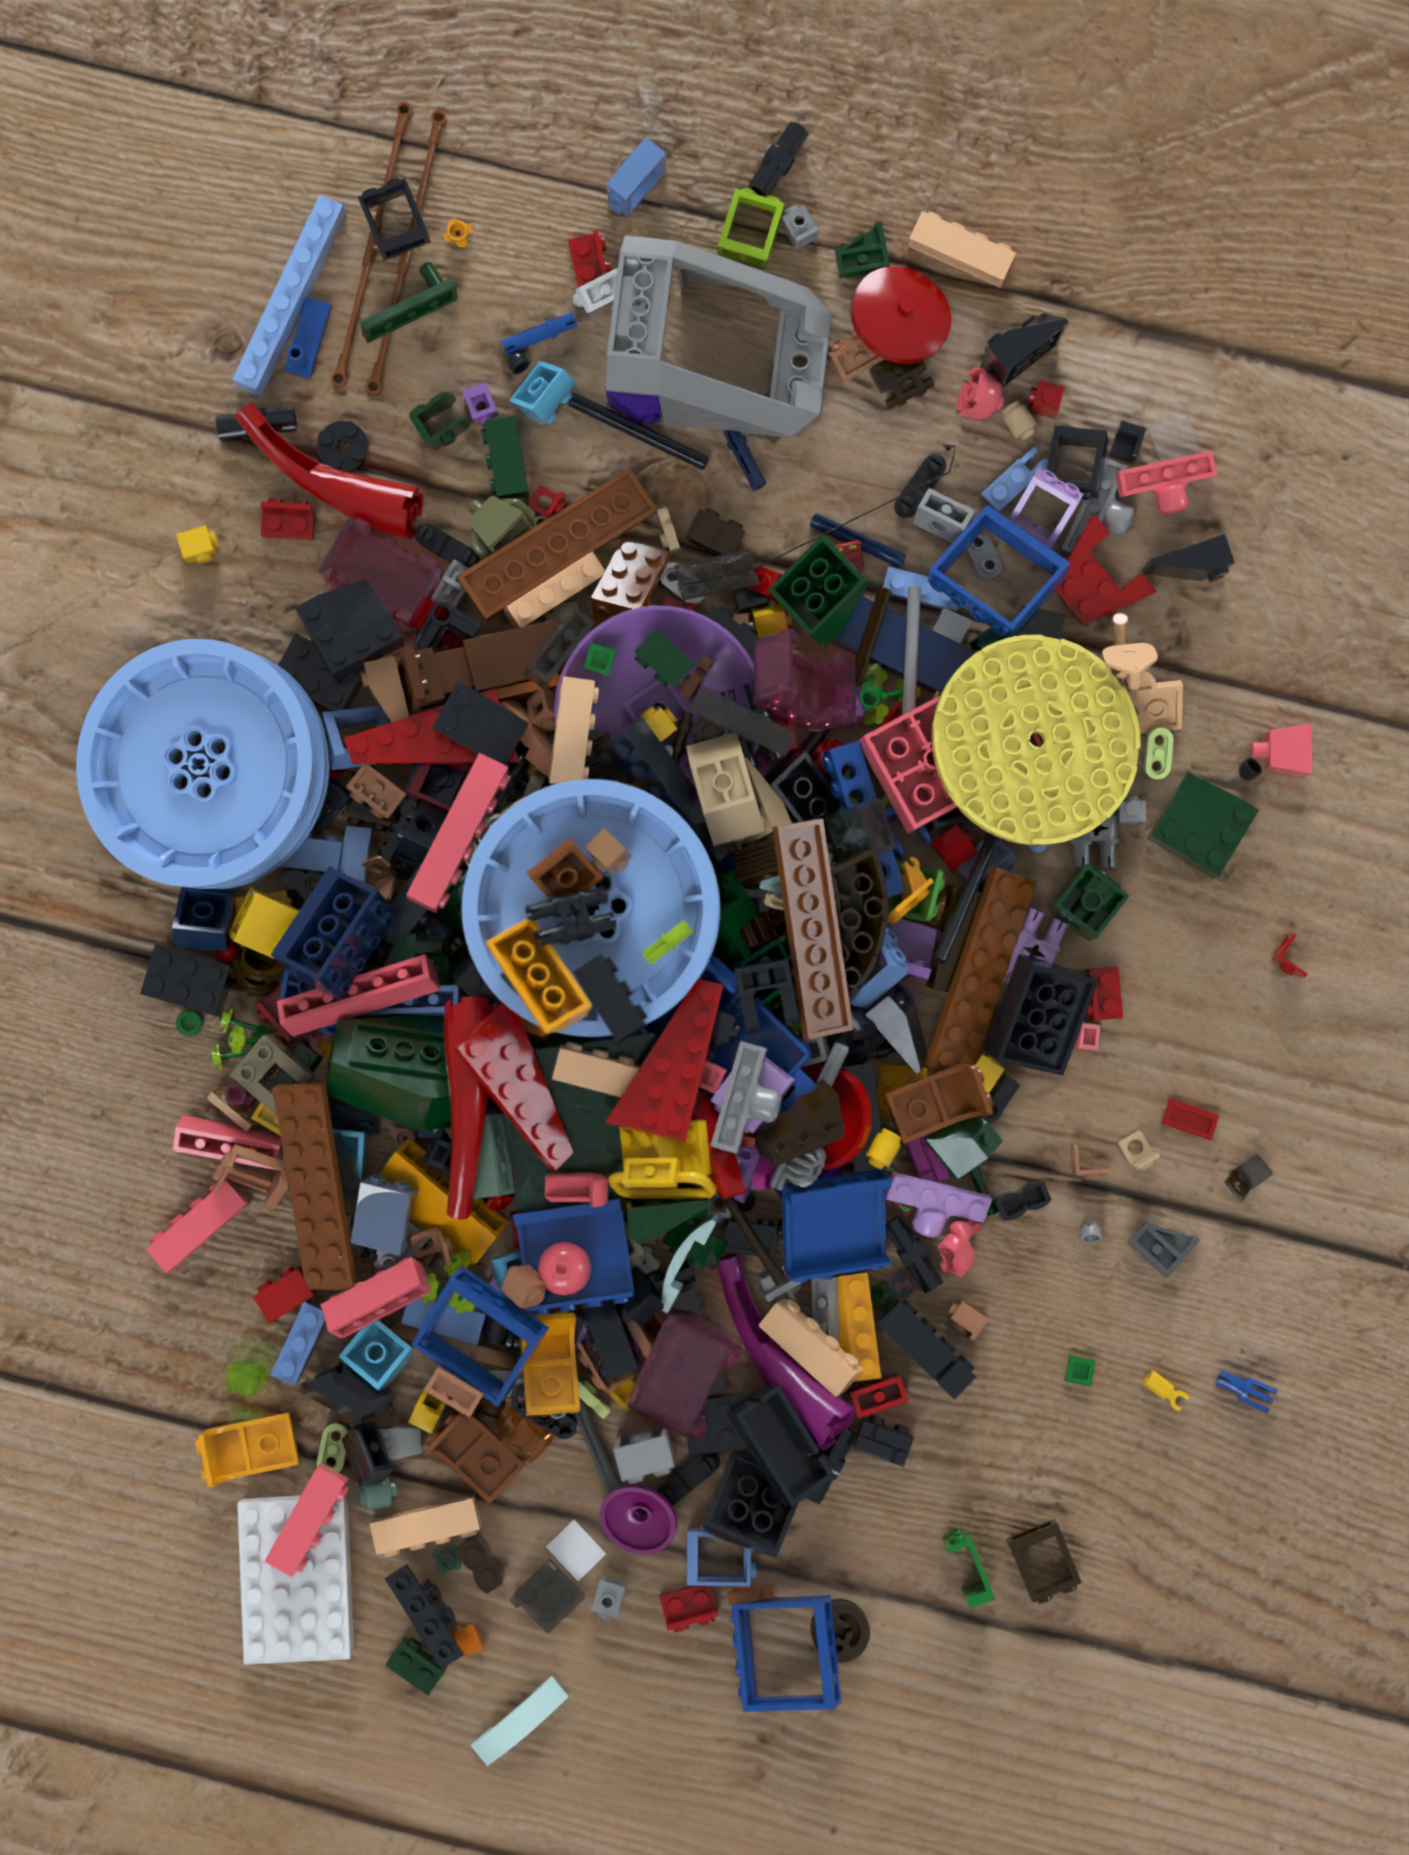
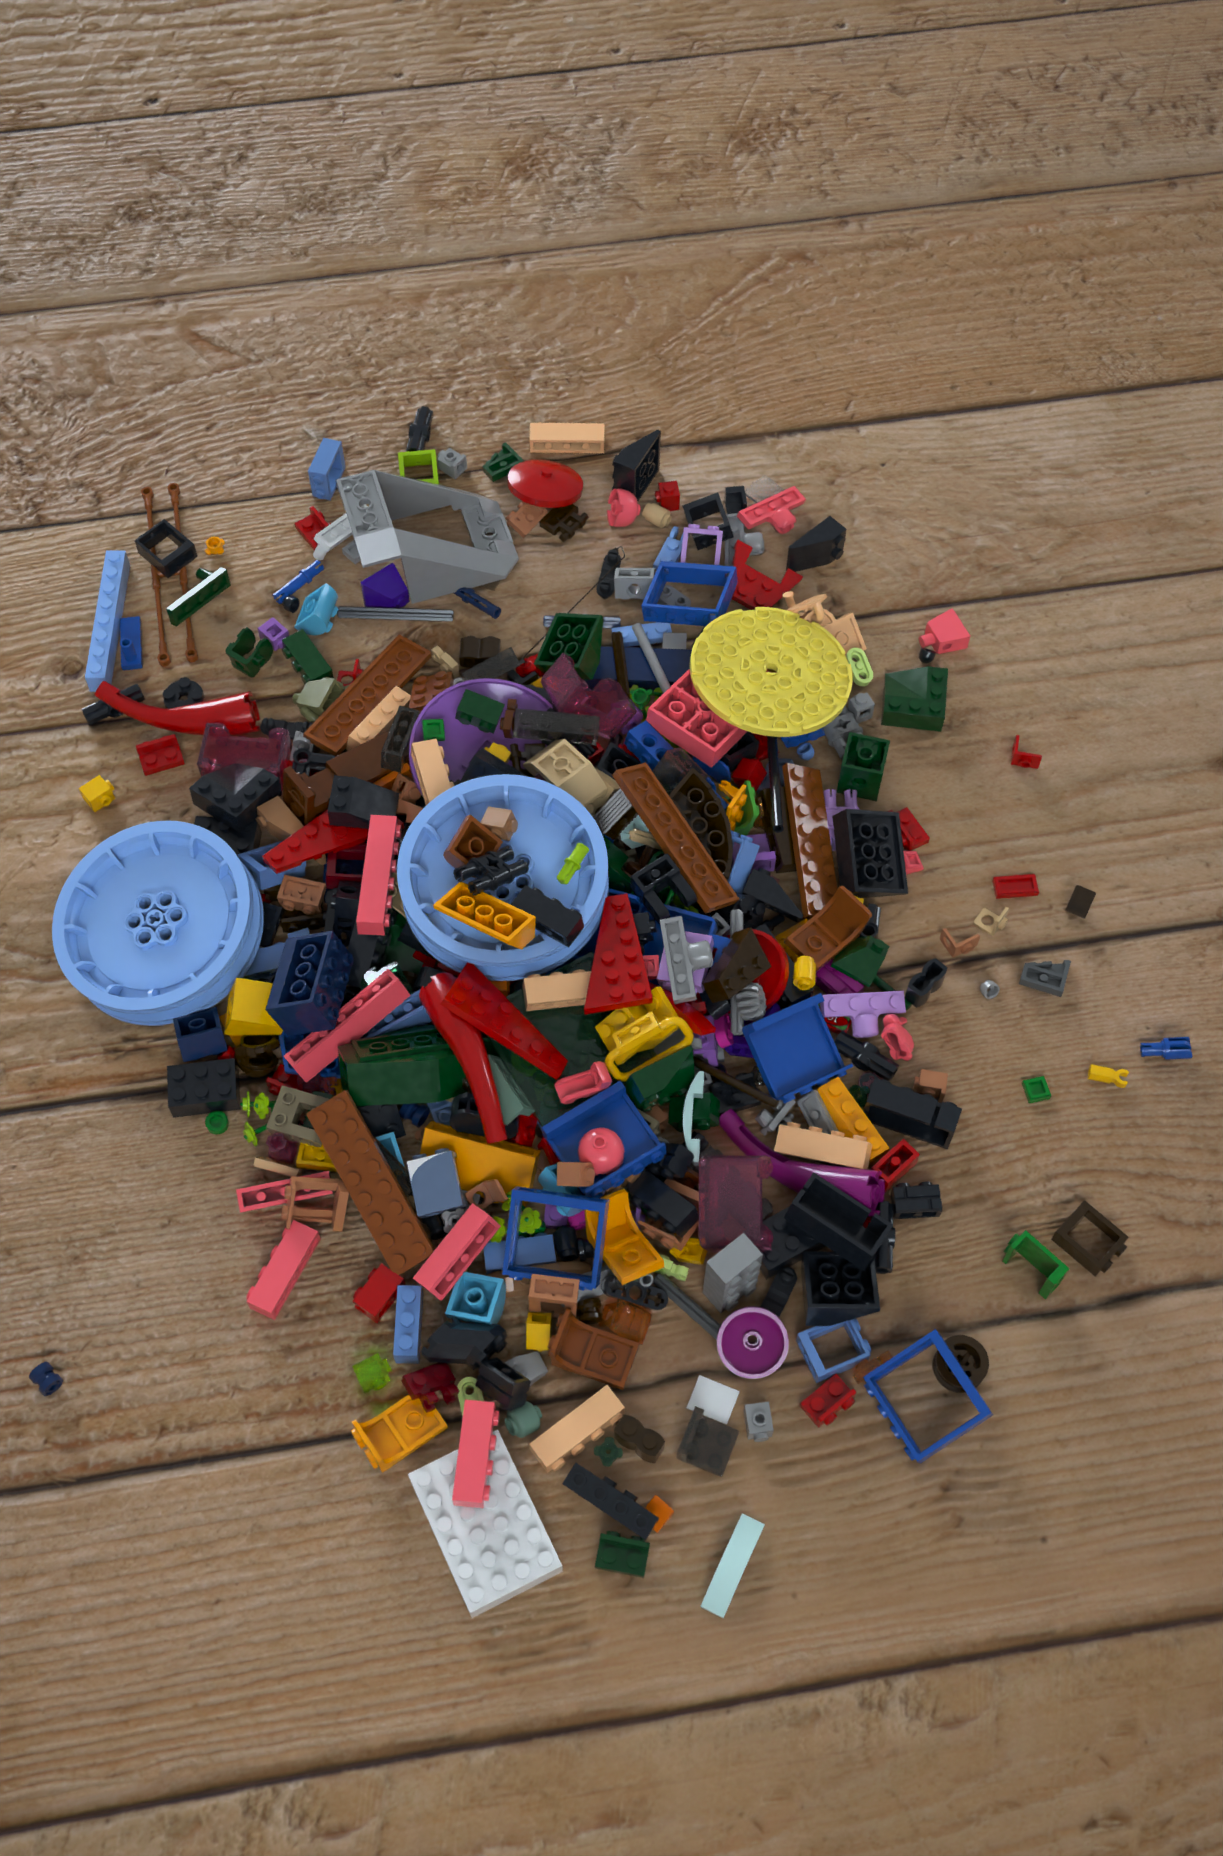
camera: 25 degrees left, 25 degrees down
(297, 1411) = (427, 1381): none -> dark red plate

